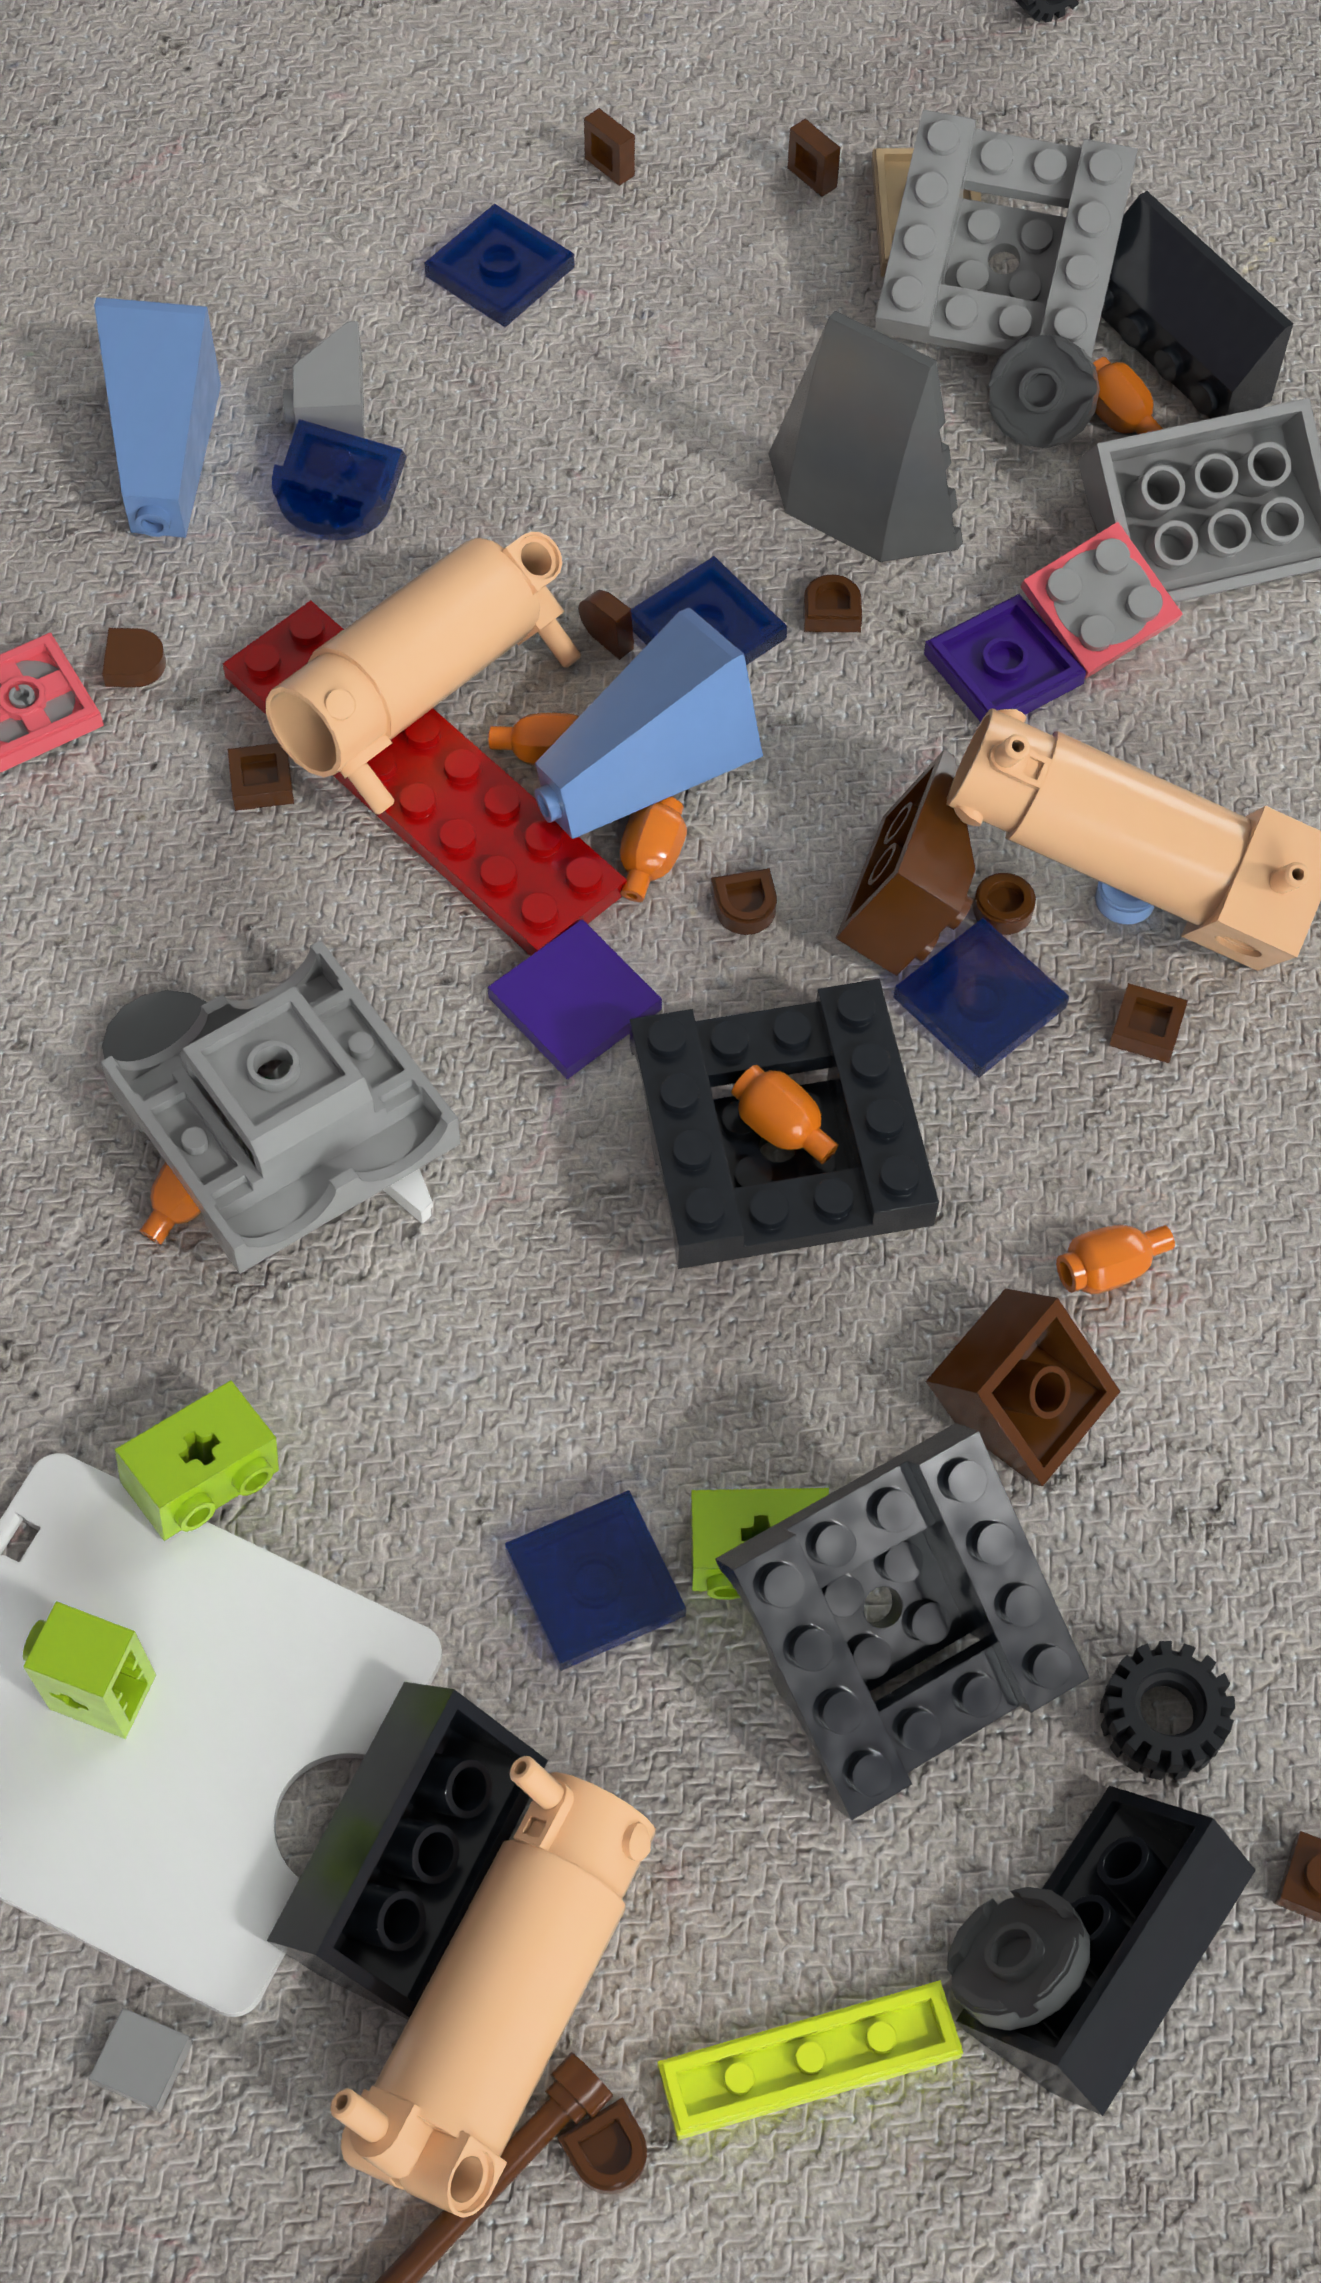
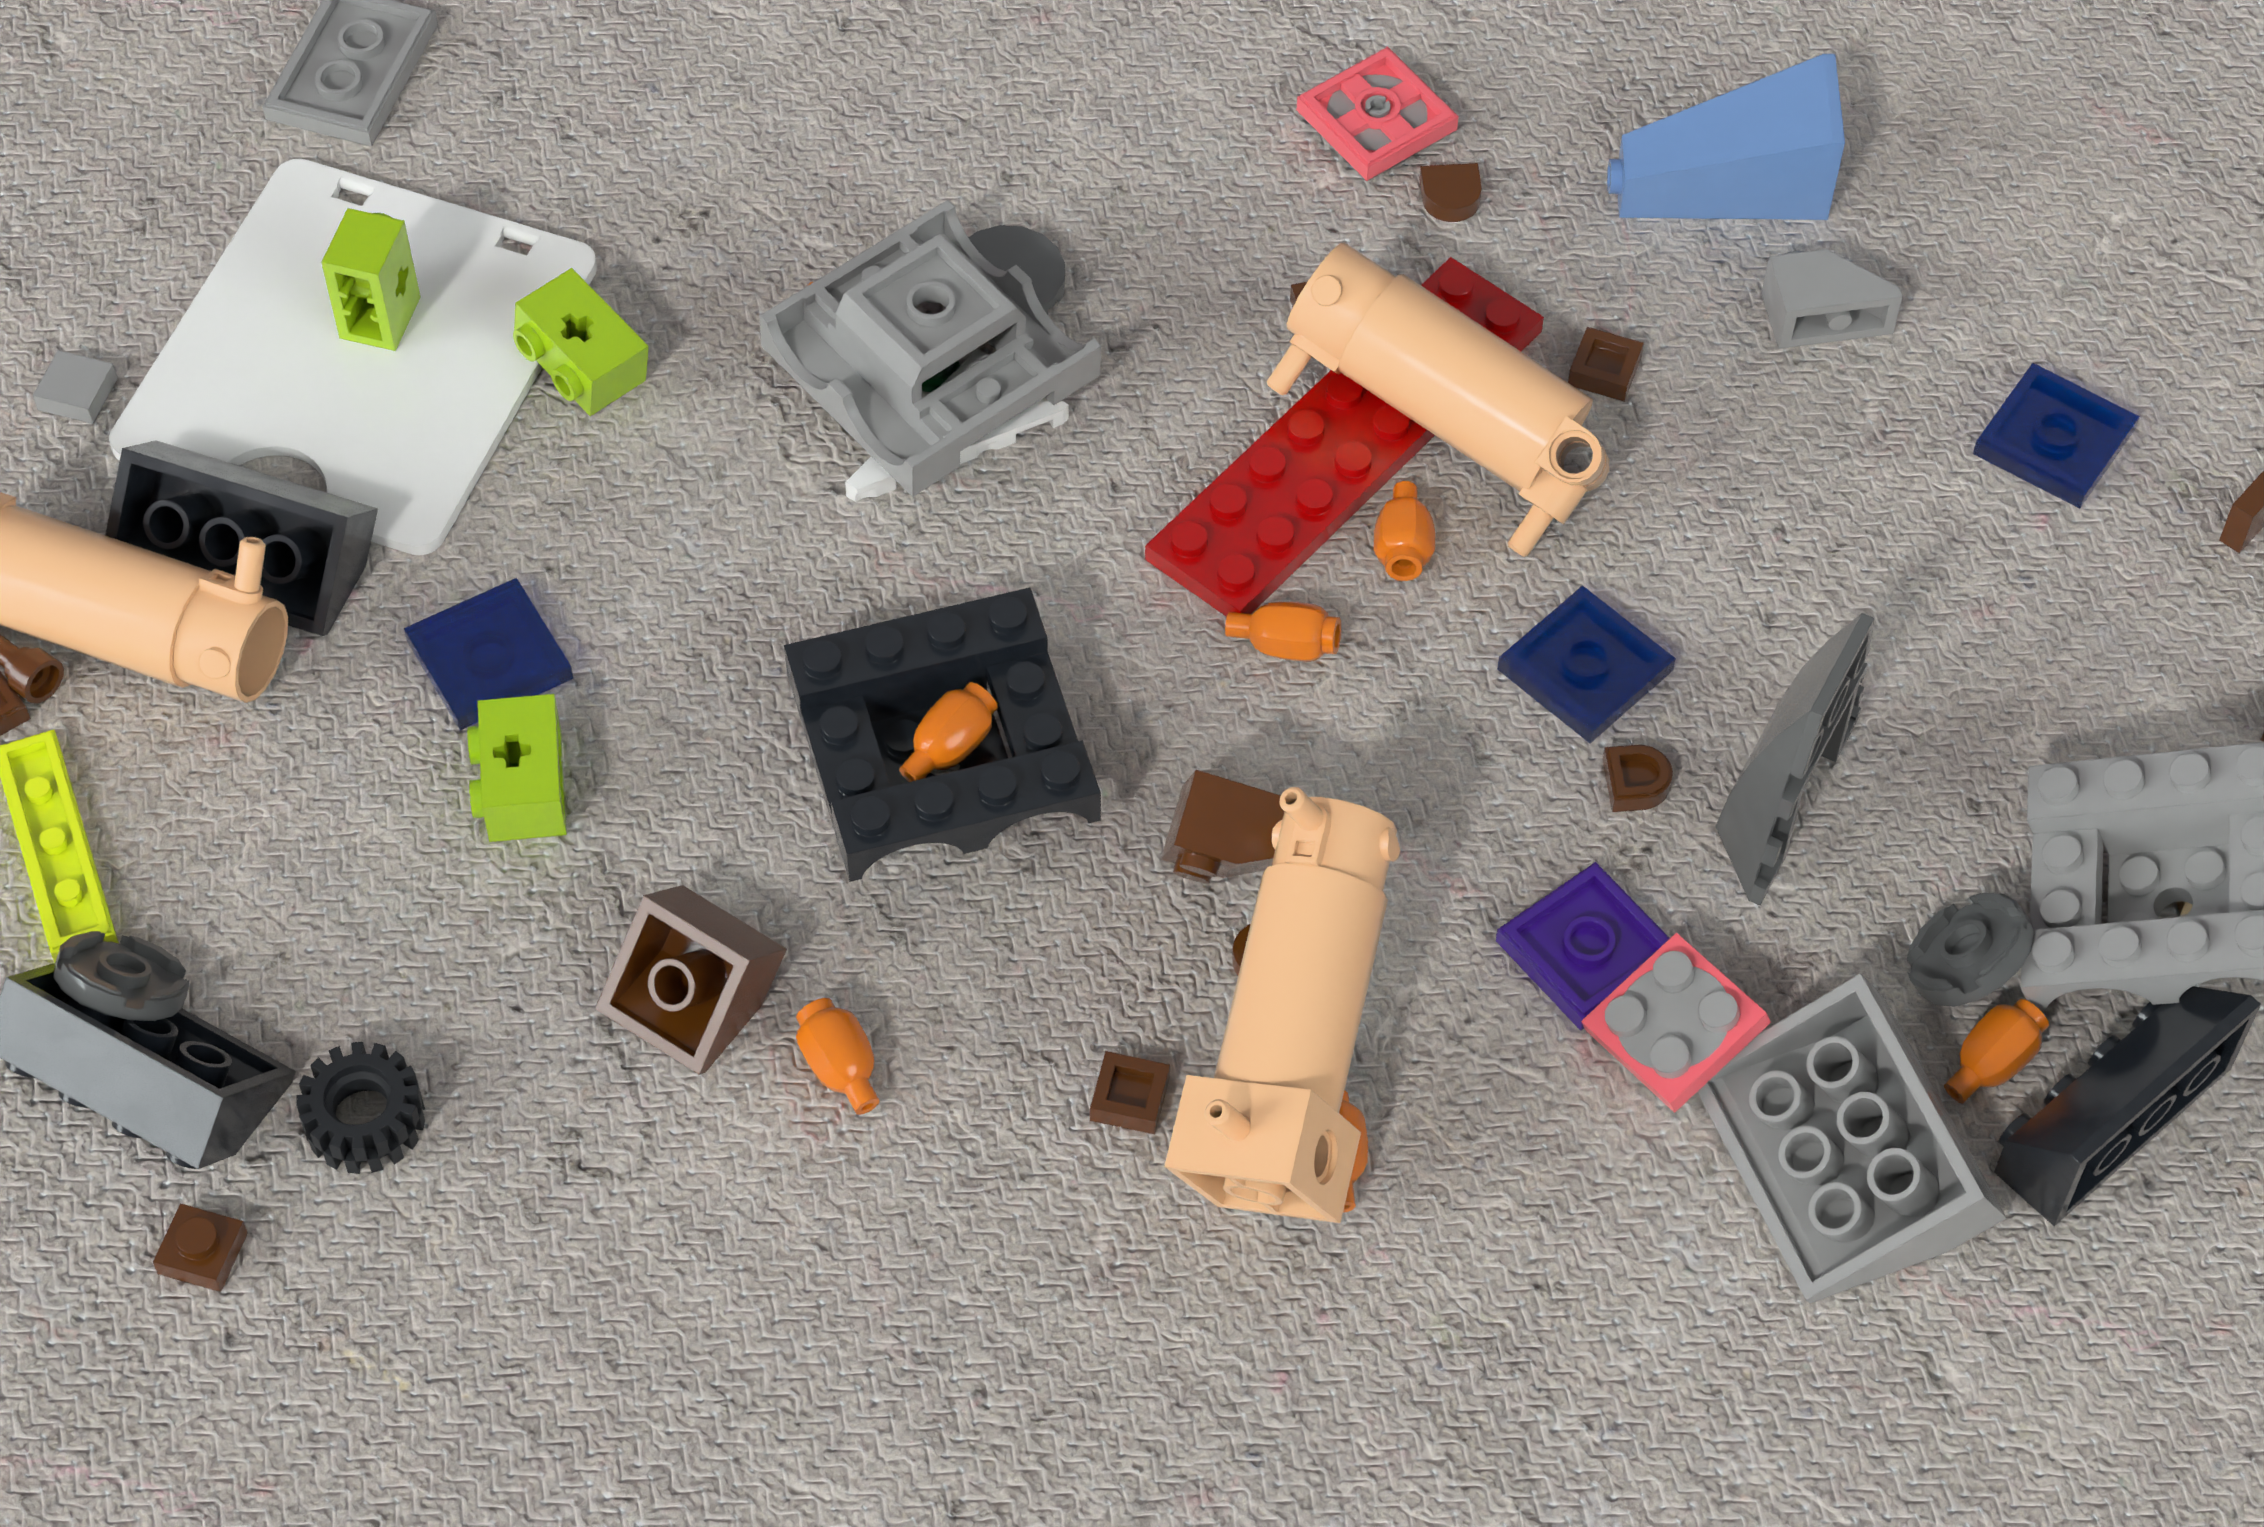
camera: 85 degrees right, 5 degrees down
(336, 482) = (1699, 318): clear blue slope -> none
(367, 565) = (1605, 364): none -> reddish brown tile
(574, 998) = (1101, 585): dark purple tile -> none
(608, 622) = (1562, 568): reddish brown tile -> none
(654, 732) = (1397, 598): medium blue slope -> none
(745, 901) = (1236, 722): reddish brown tile -> none
(956, 1566) = (403, 791): black piece -> none
(981, 997) = (1143, 935): clear blue tile -> none

